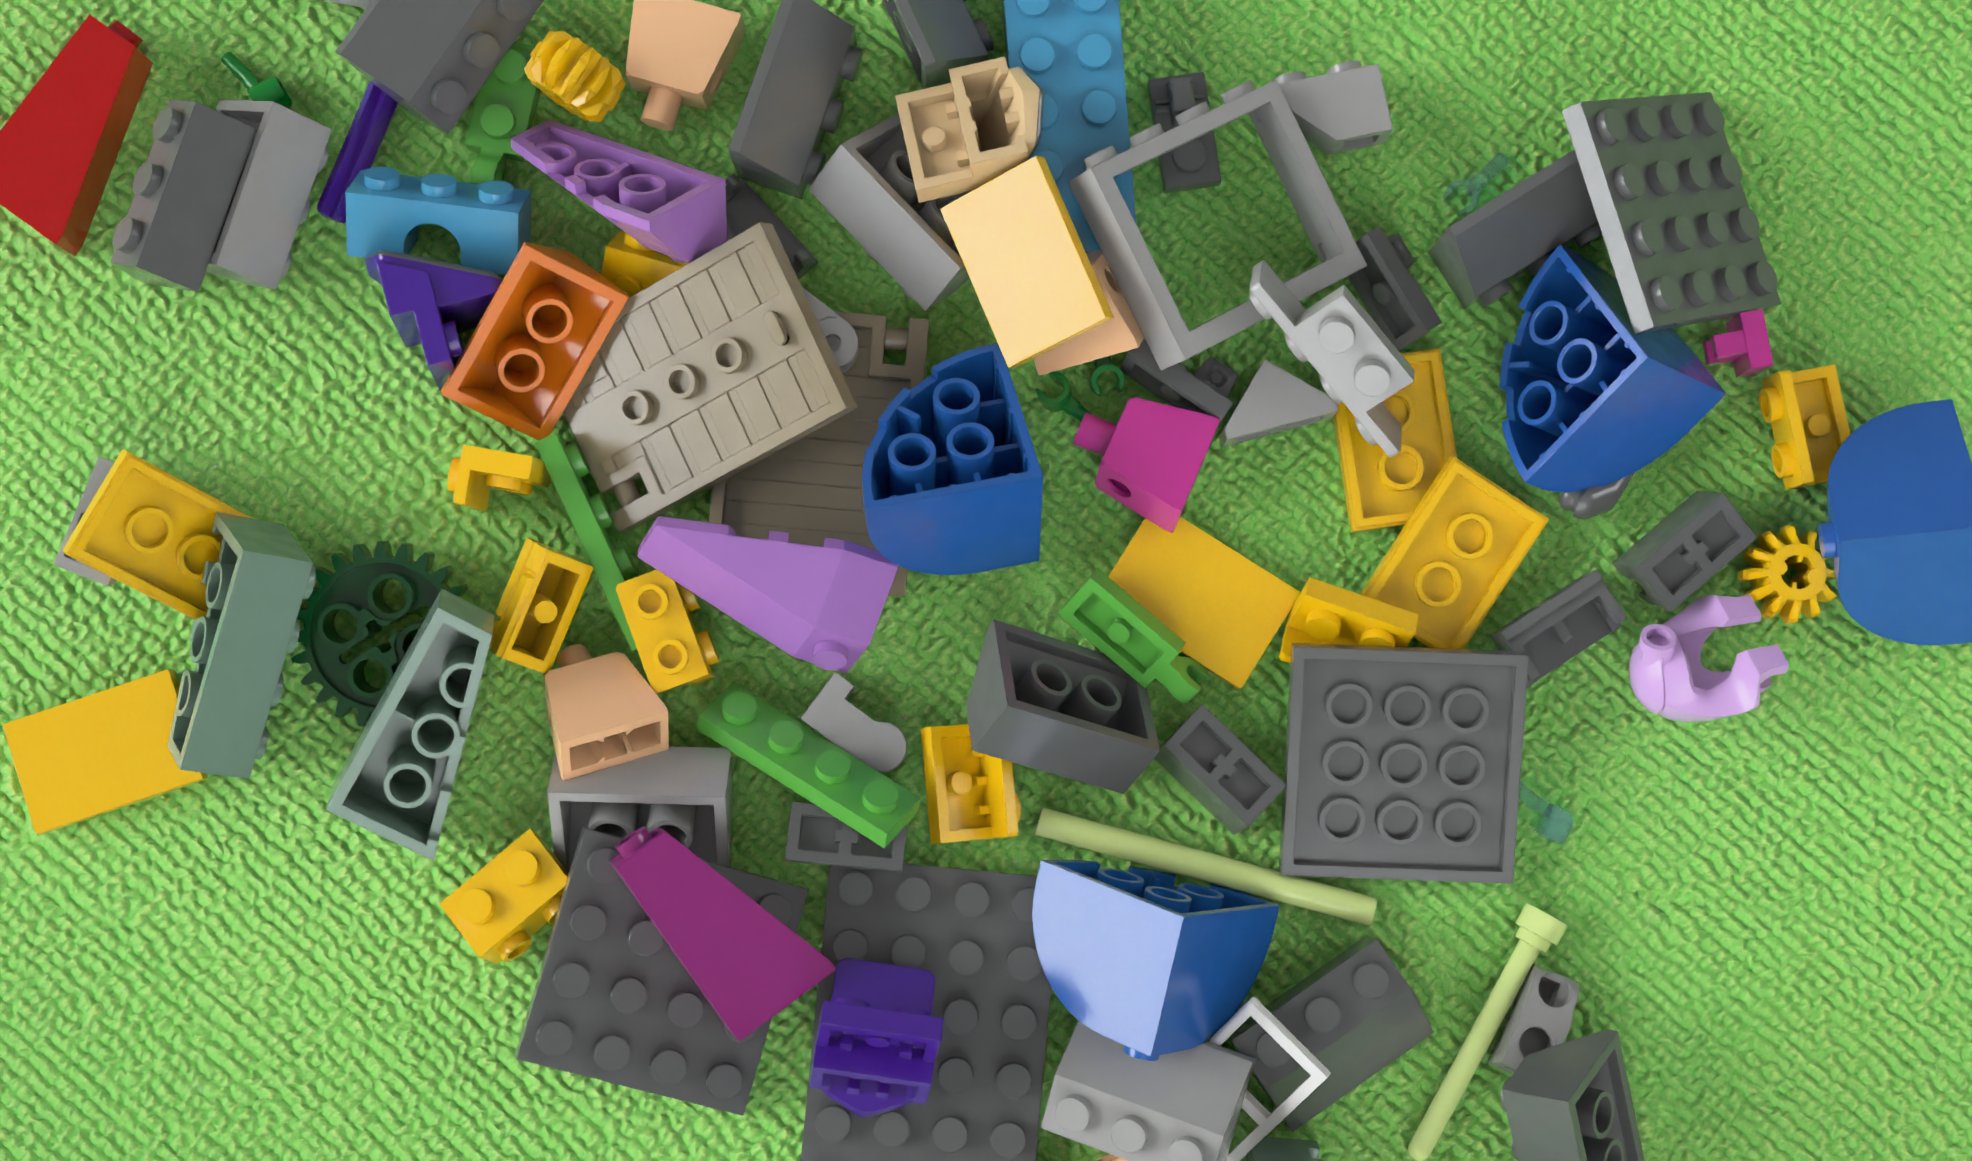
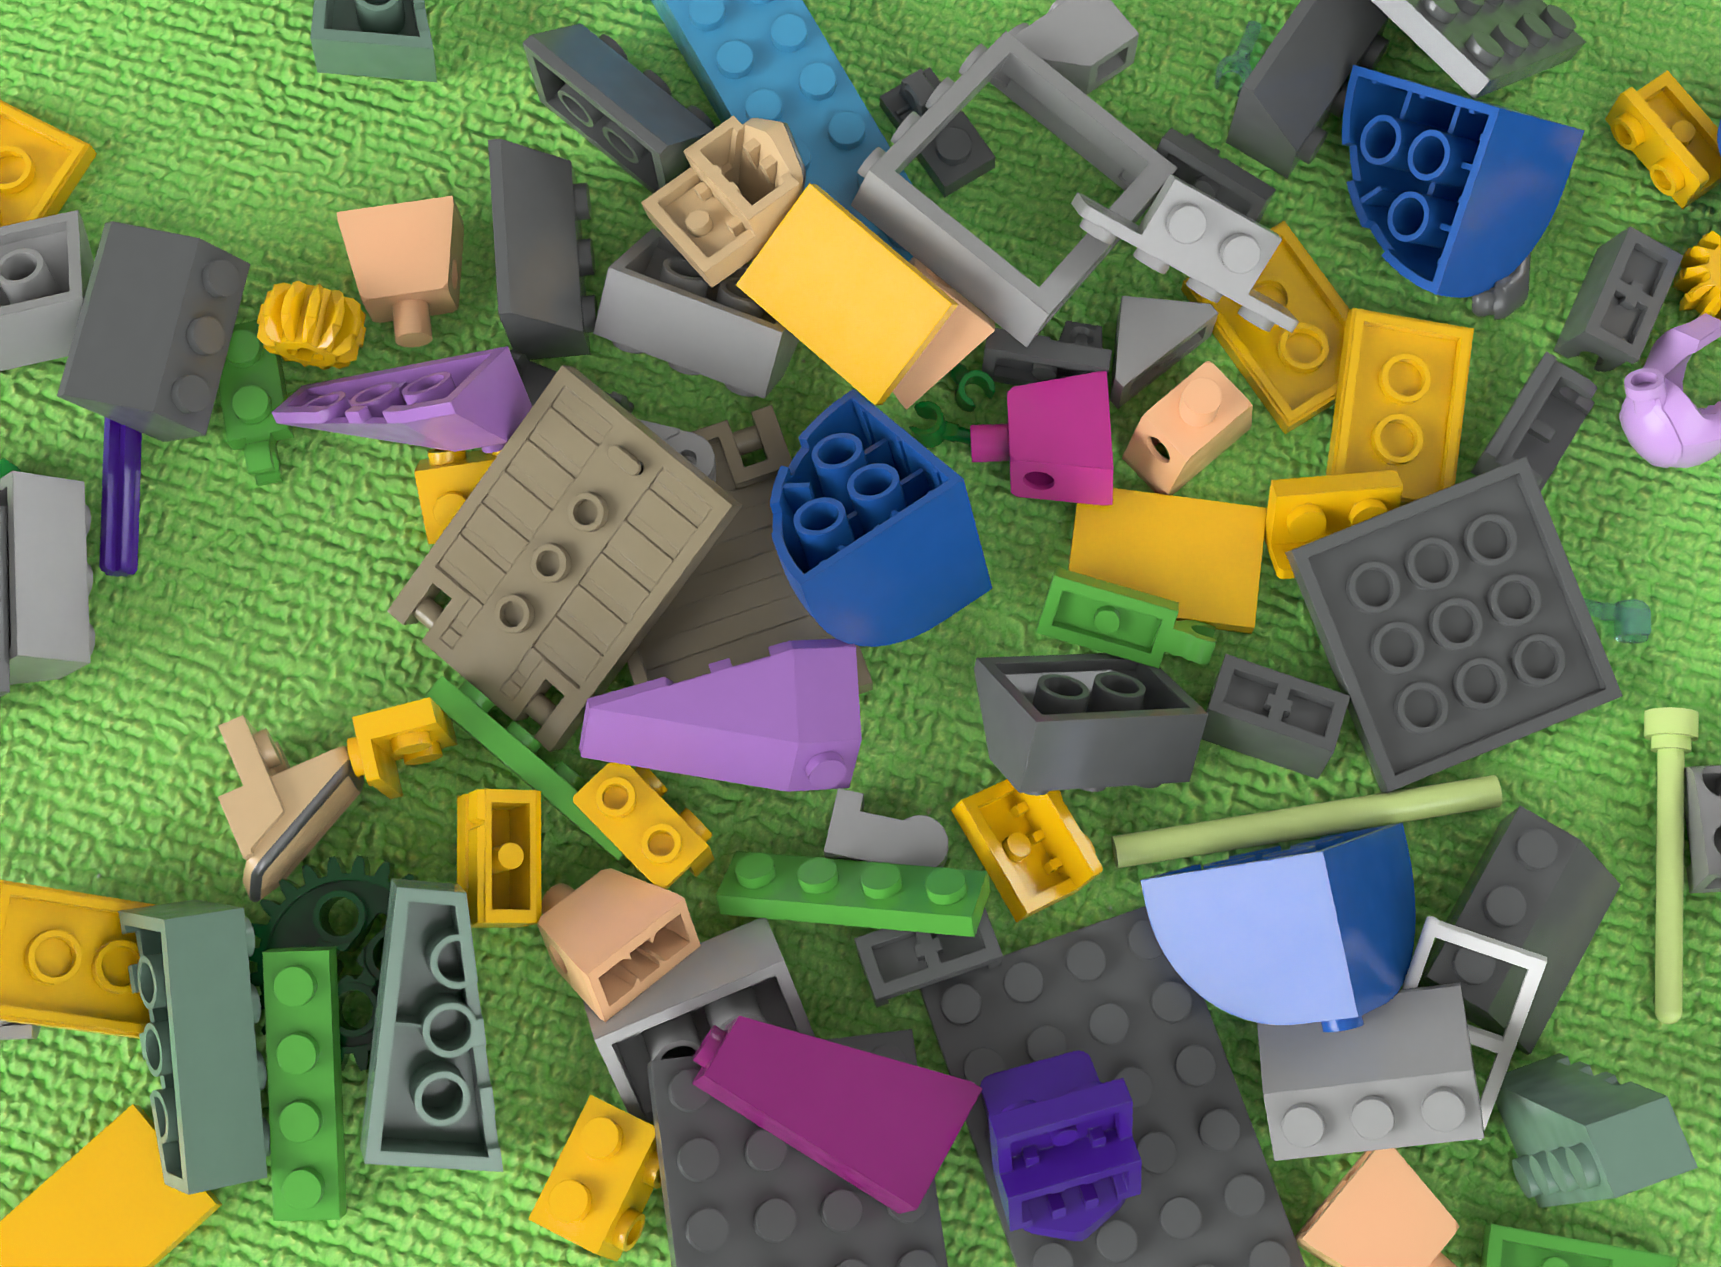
camera: 15 degrees left, 10 degrees down
(309, 716) = (304, 1083): none -> bright green plate
(373, 488) = (281, 808): none -> tan piece
(433, 303) = (266, 601): dark purple piece -> none
(485, 218) = (280, 499): dark azure arch -> none
(535, 340) = (382, 592): orange slope -> none
(1264, 499) = (1194, 425): none -> light nougat torso
(1744, 344) = (1572, 90): dark pink tile -> none

